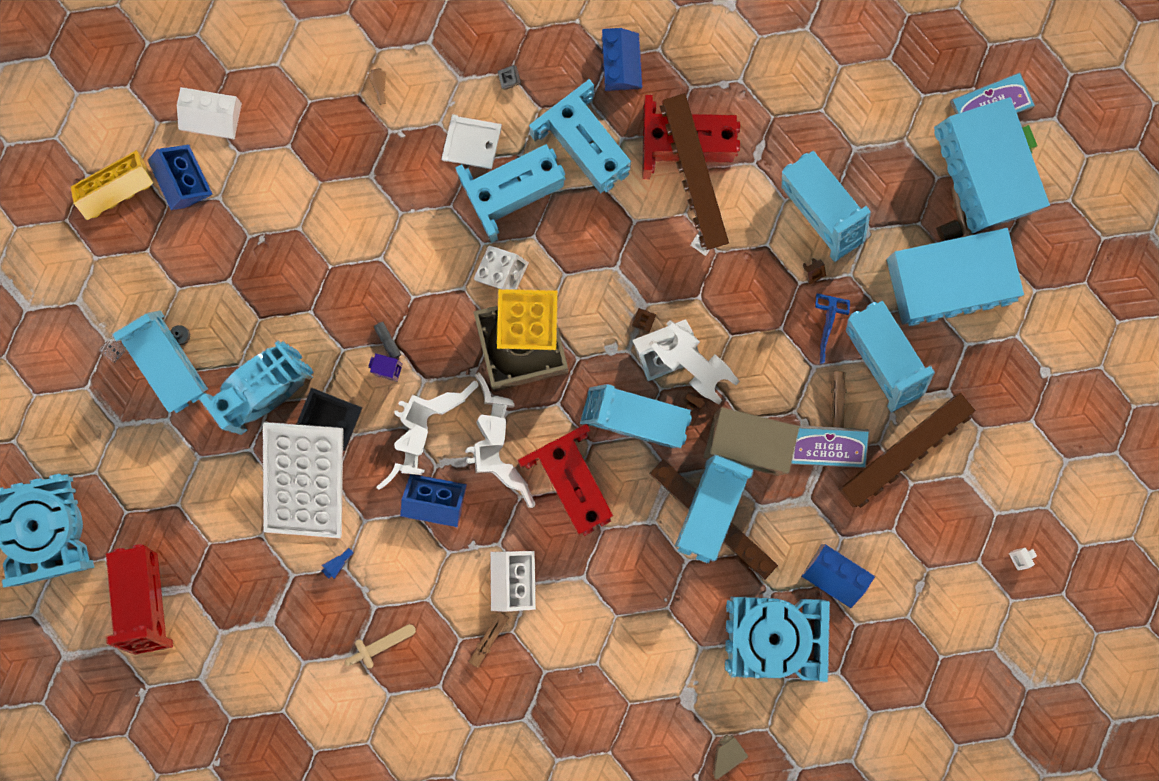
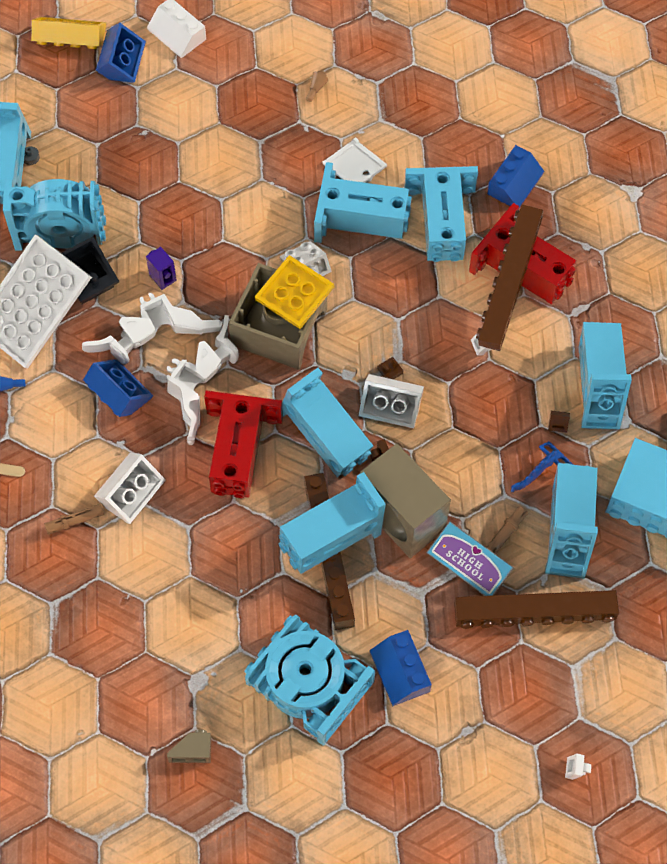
camera: 35 degrees right, 20 degrees down
(387, 341) = (178, 252): dark grey piece -> none
(509, 77) = (418, 138): dark grey tile -> none
(683, 352) = (401, 403): white piece -> none

